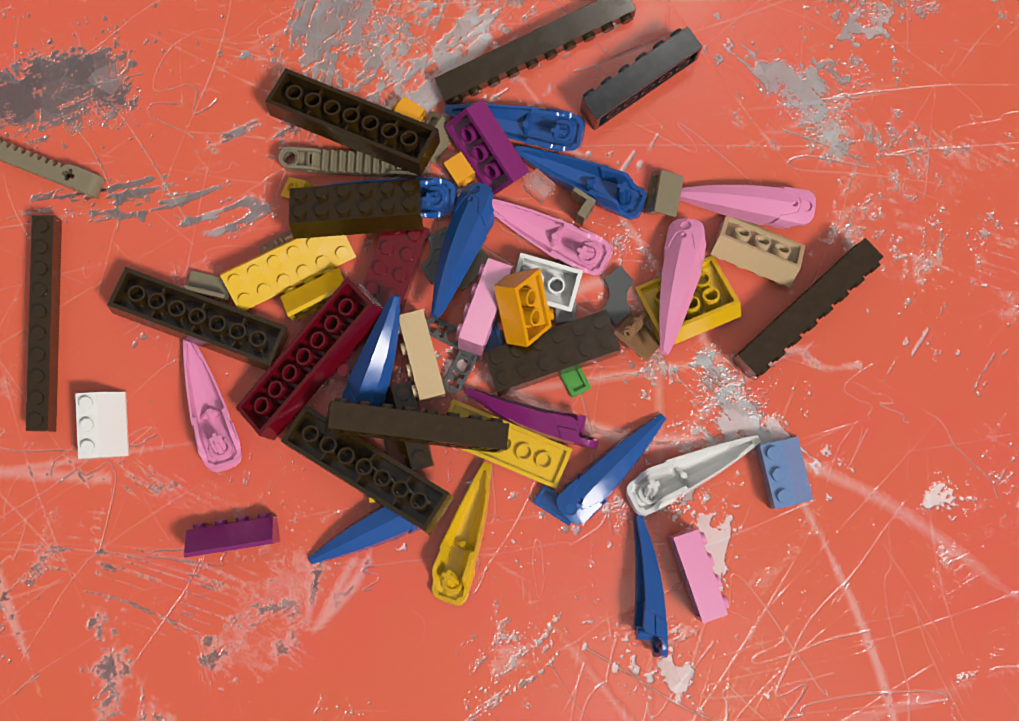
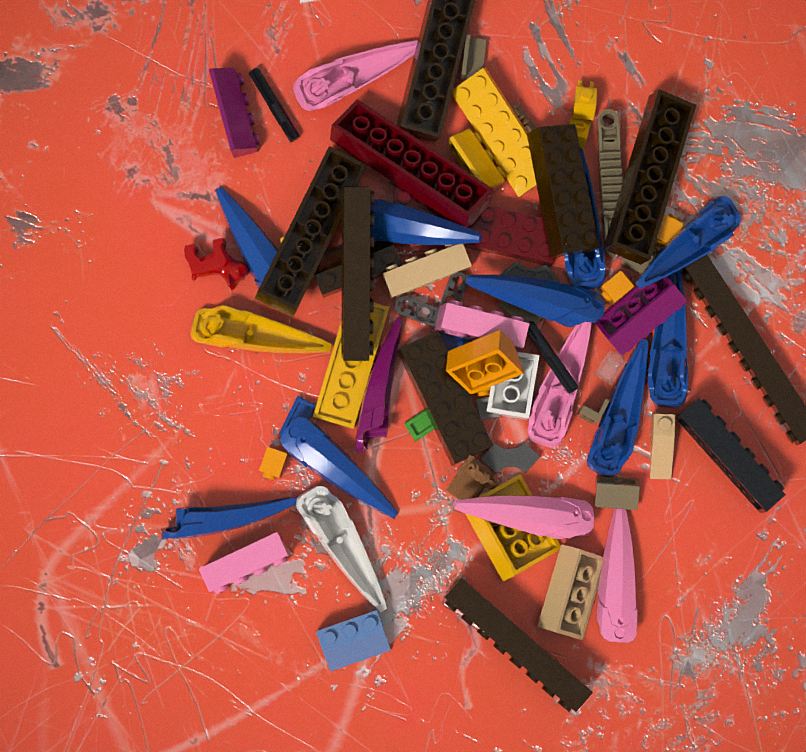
camera: 80 degrees right, 0 degrees up
(230, 494) = (274, 105): none -> black axle
(267, 179) = (584, 101): none -> yellow brick
(387, 571) = (216, 263): none -> red animal
(423, 87) = (696, 239): none -> blue piece
(525, 241) = (551, 358): none -> black axle
(599, 534) = (273, 463): none -> light orange brick
(621, 144) = (661, 445): none -> tan slope

